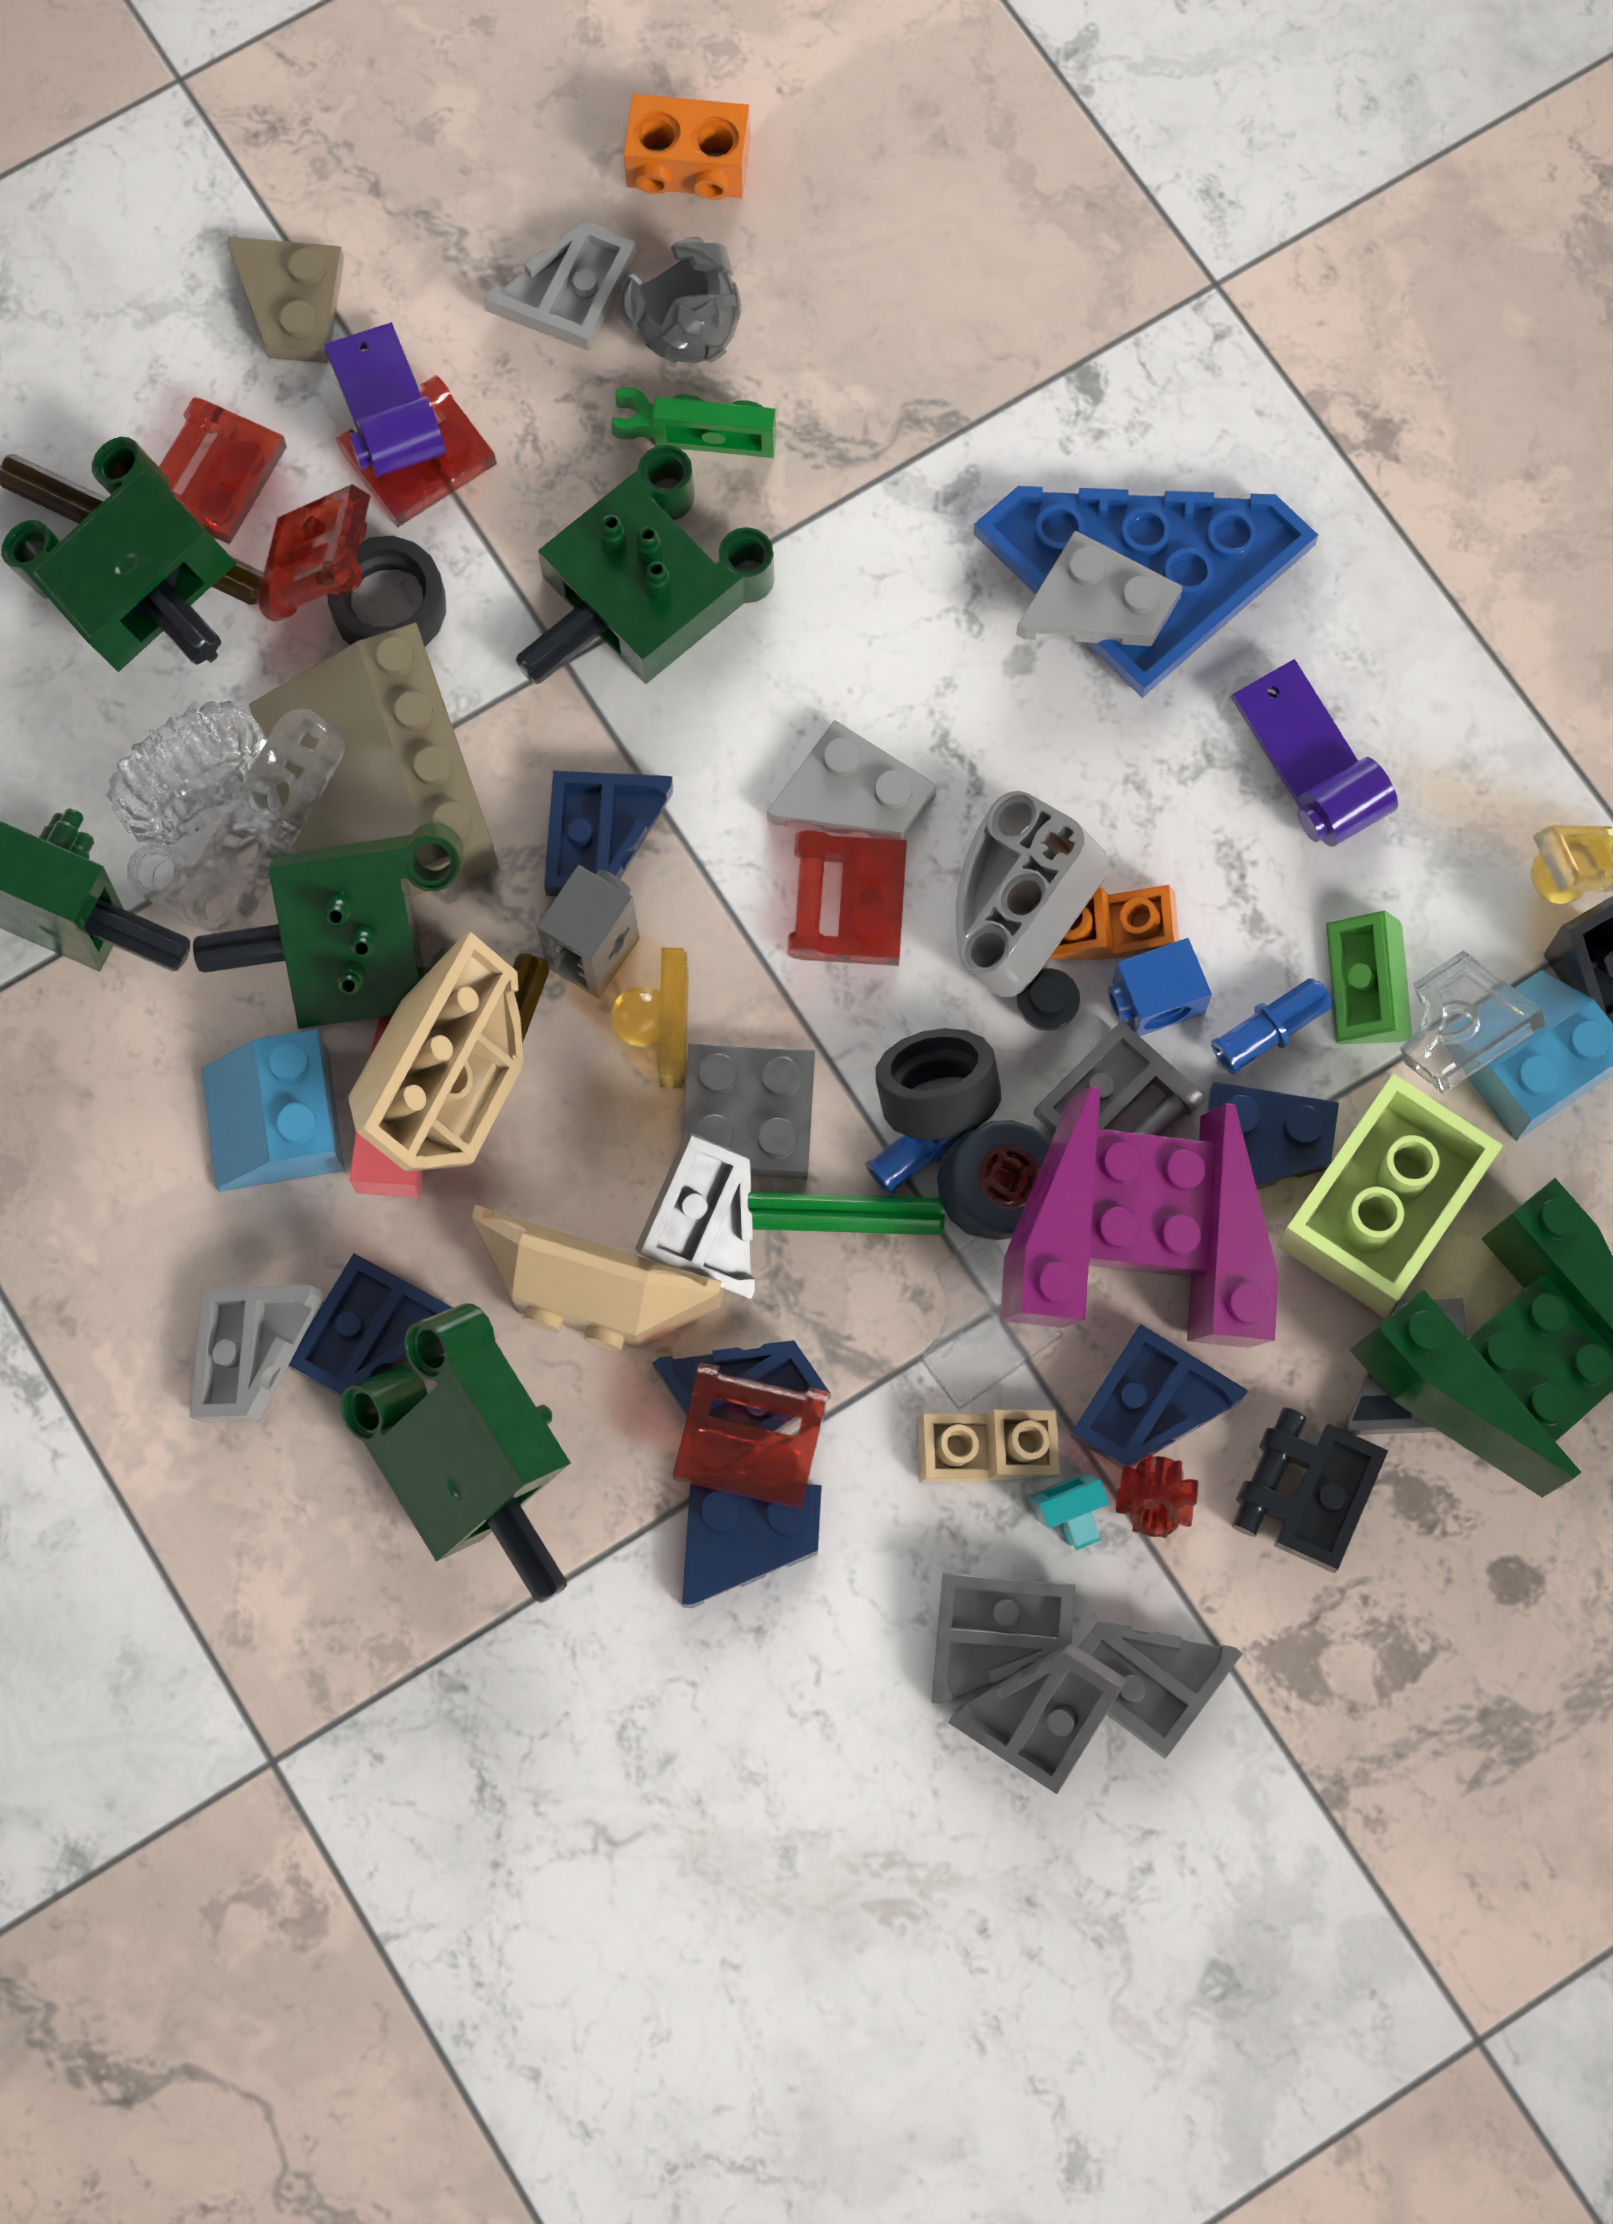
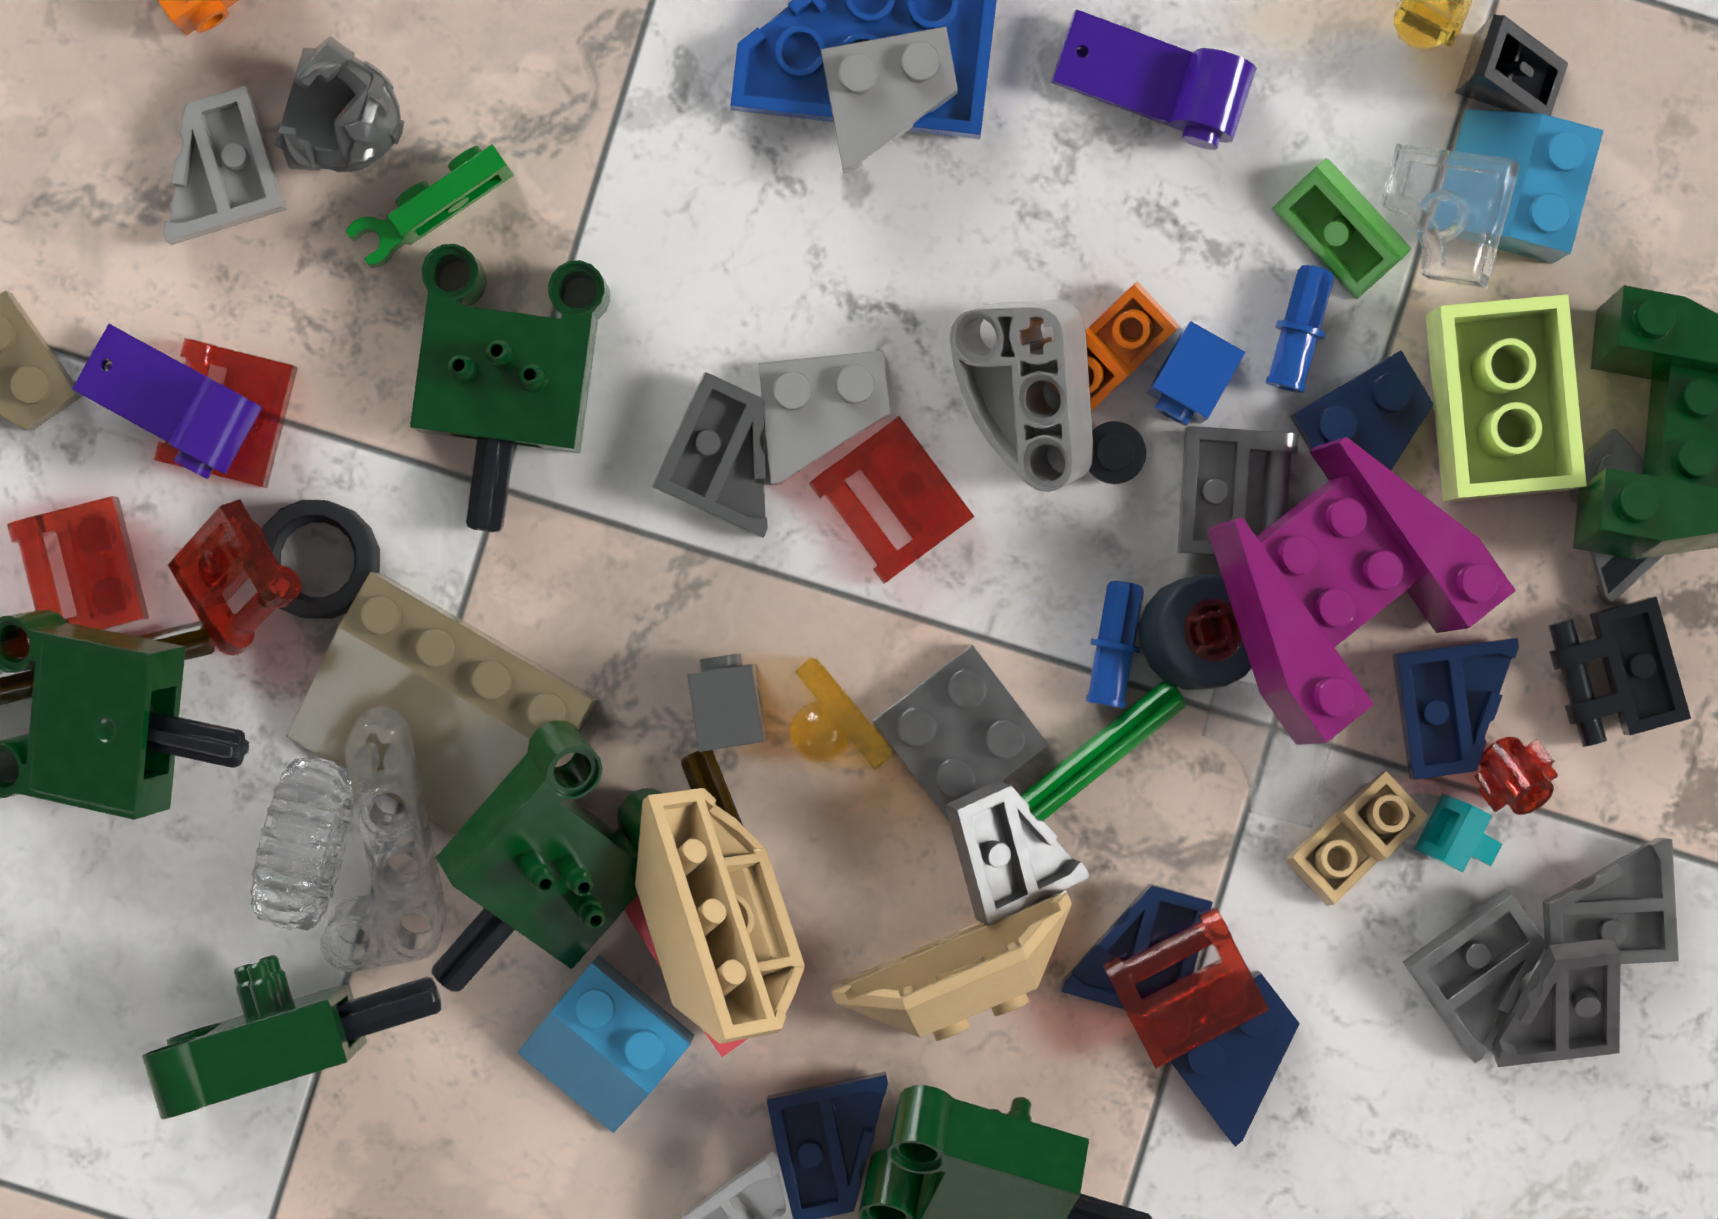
camera: 40 degrees left, 15 degrees up
(600, 821) = (652, 608): dark blue wing -> none
(746, 761) = (719, 455): none -> dark grey wing
(945, 1110) = (1063, 575): black tyre -> none

